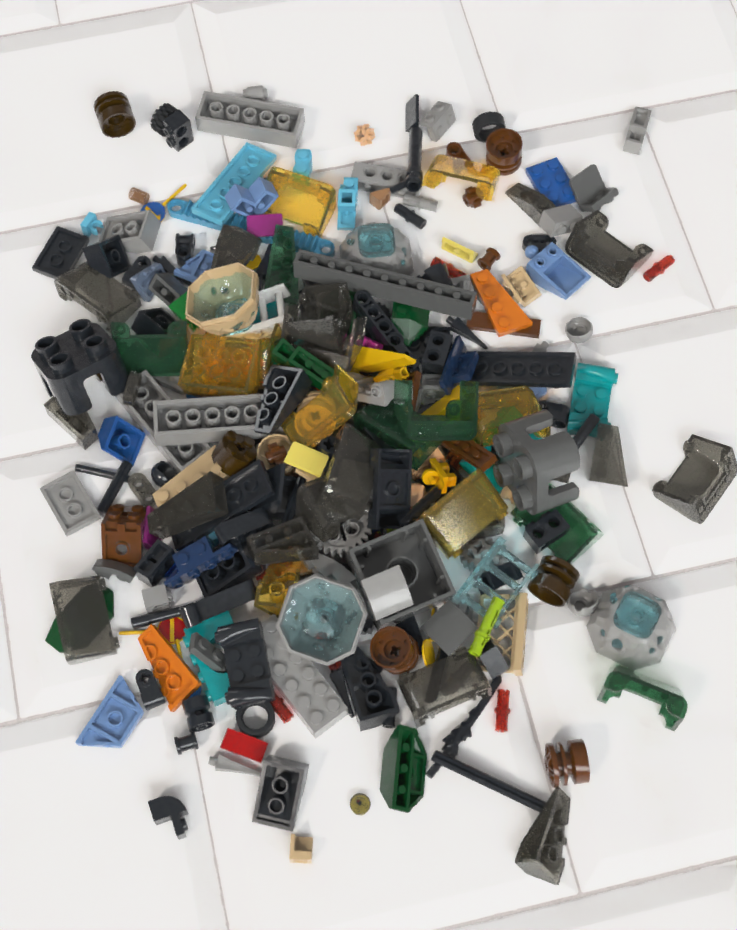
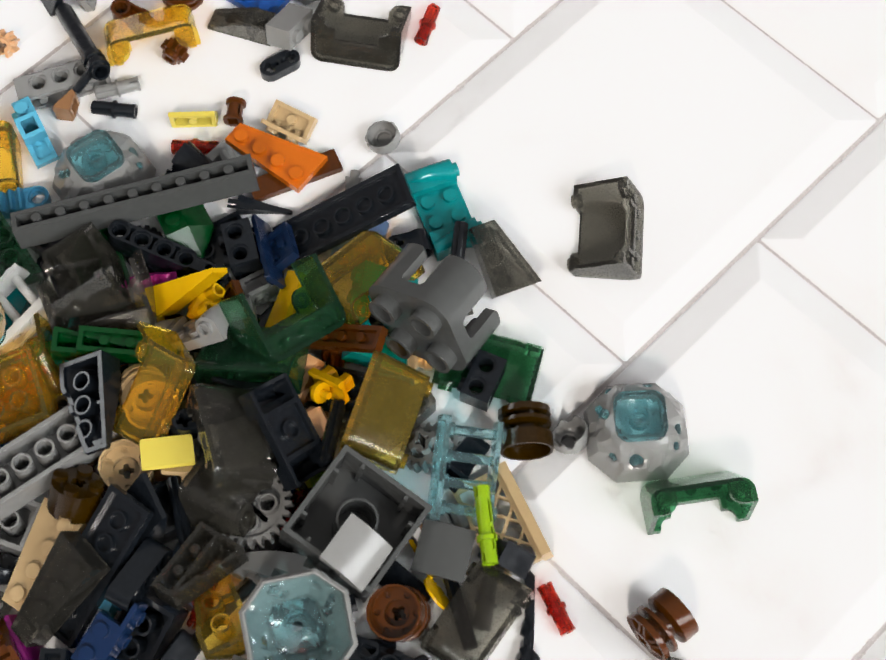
camera: 30 degrees left, 0 degrees up
(275, 454) = (125, 467): reddish brown gear -> none
(558, 271) = (320, 85): medium blue slope -> none

